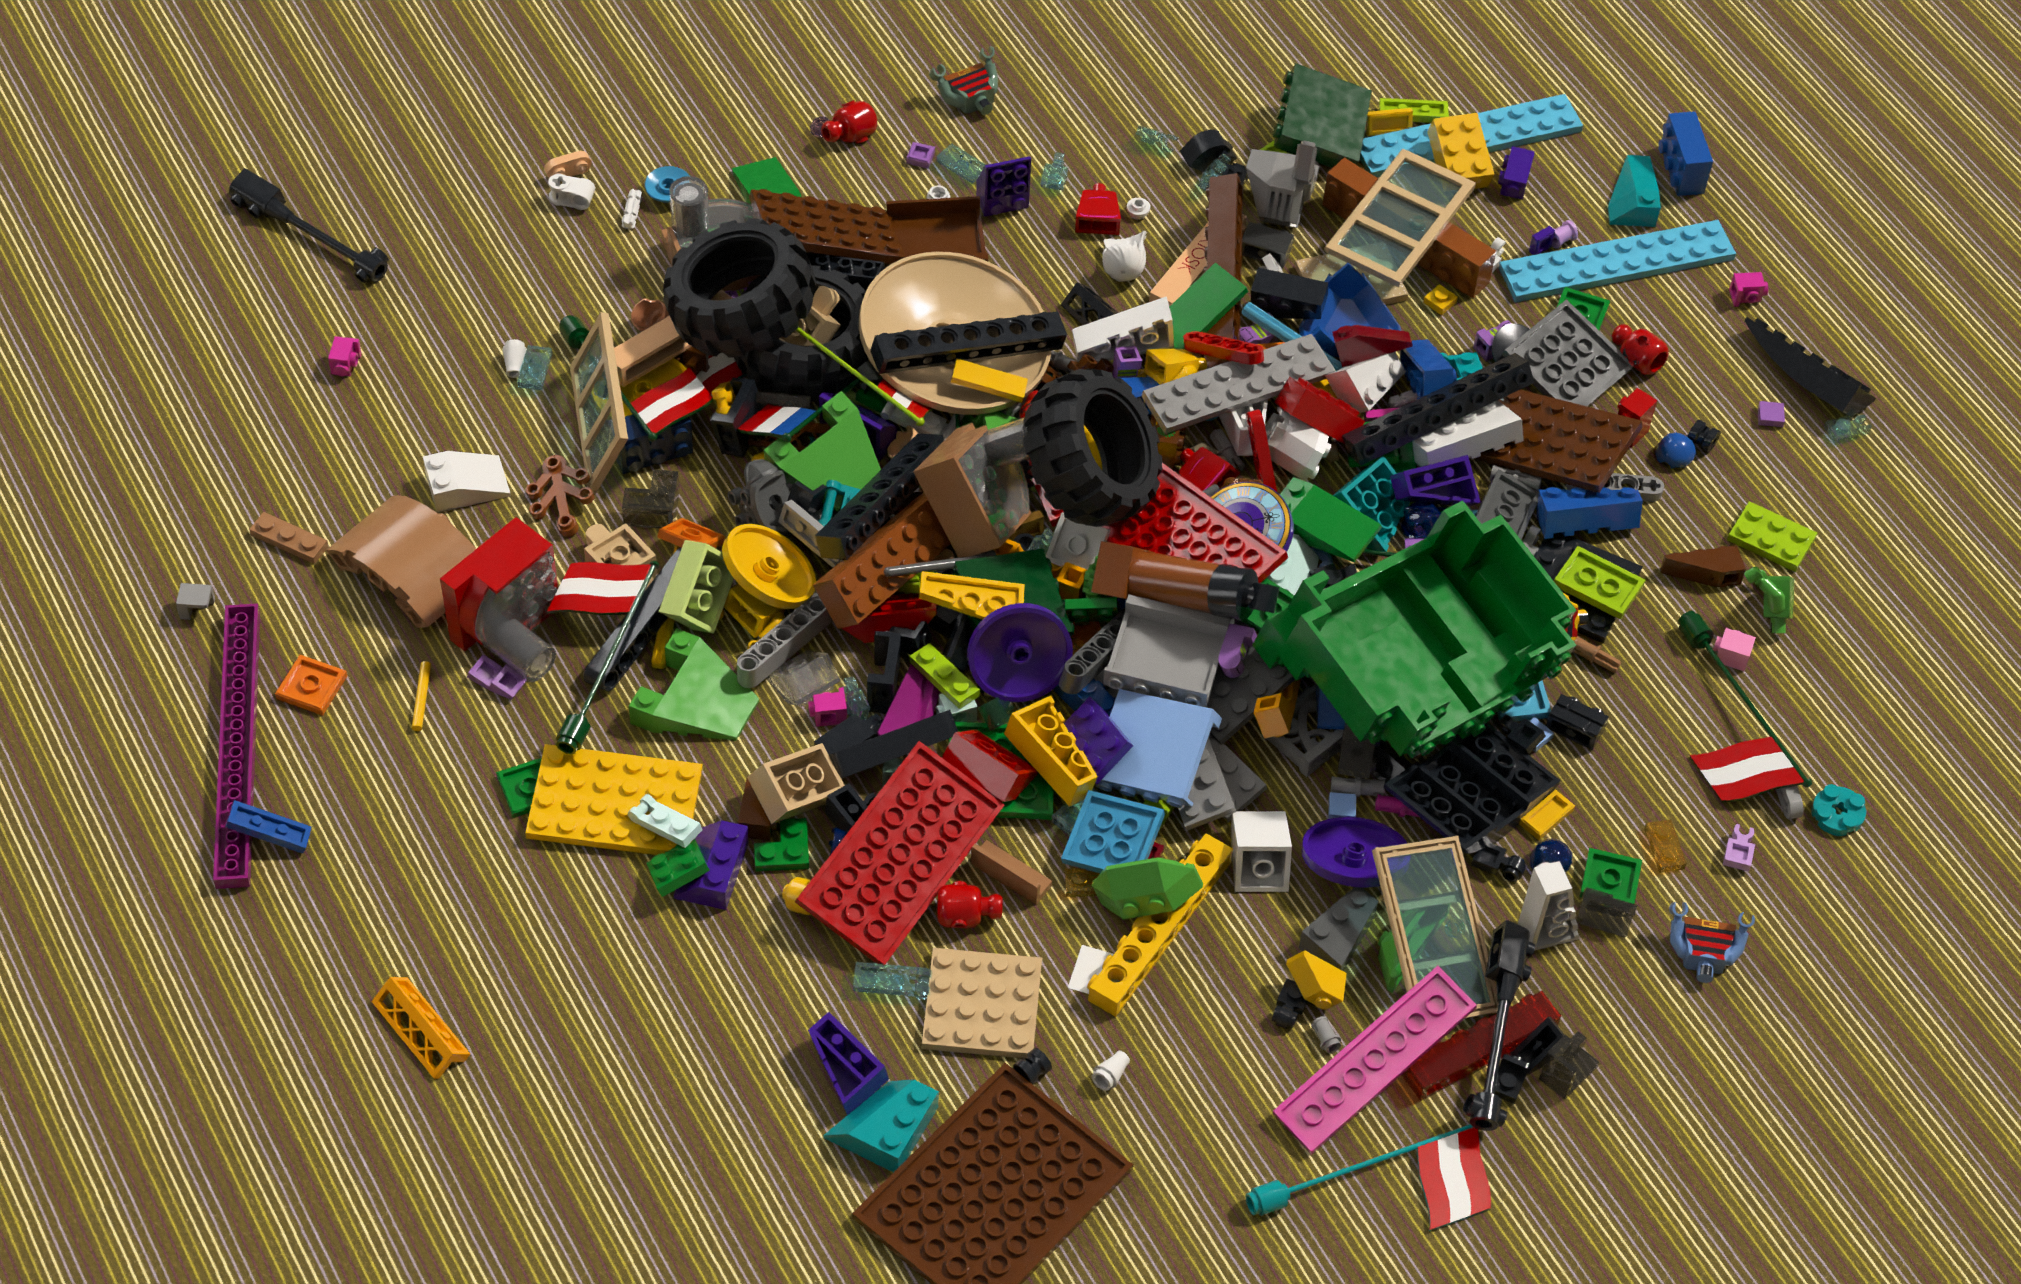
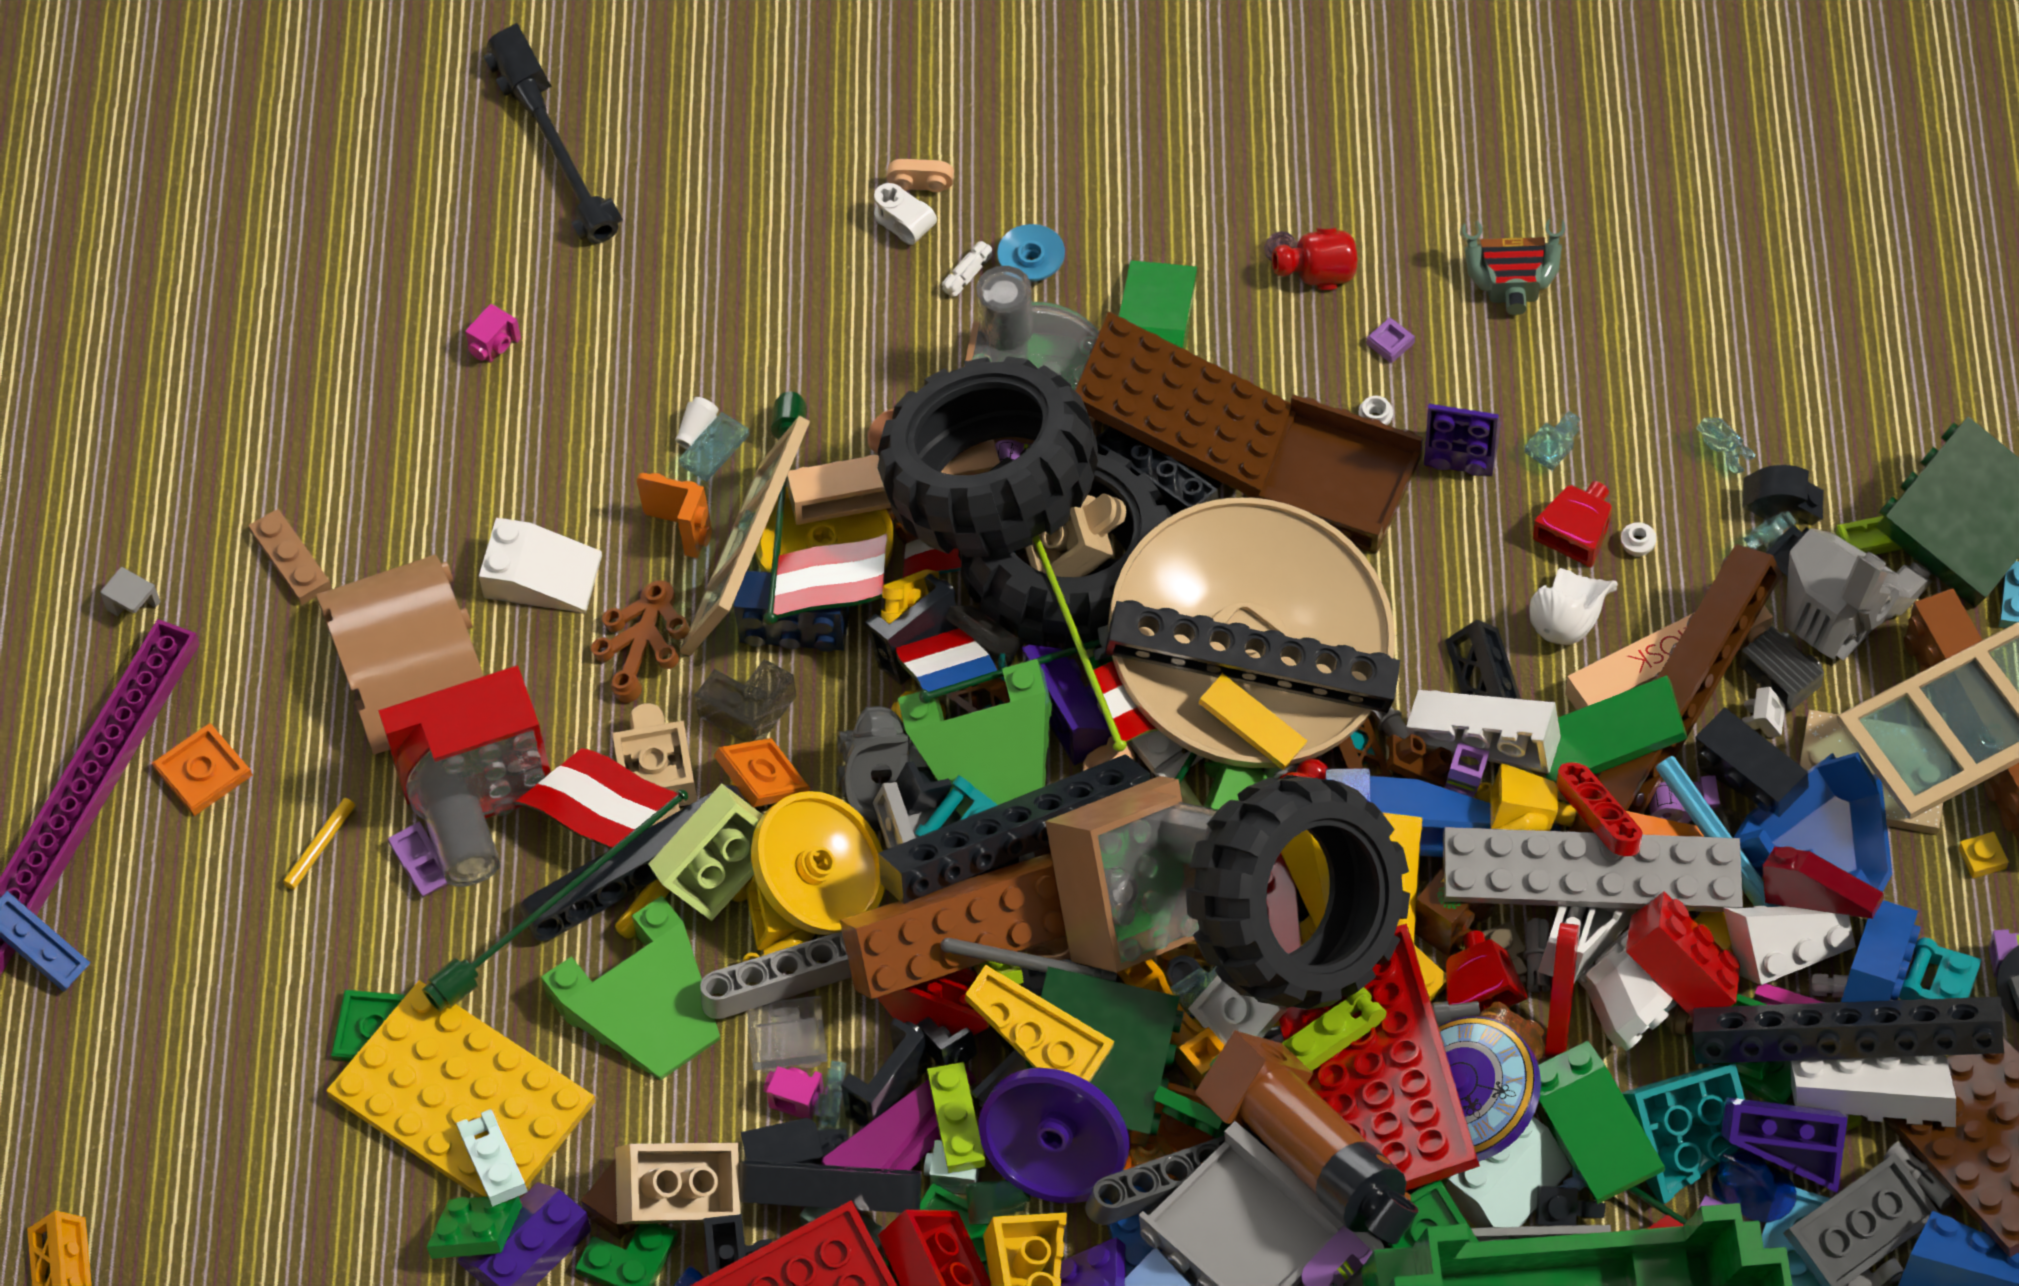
camera: 35 degrees right, 5 degrees up
(536, 405) = (680, 503): none -> orange bracket
(961, 163) = (1436, 375): clear light blue plate -> none
(1149, 525) = (1335, 1029): none -> lime plate

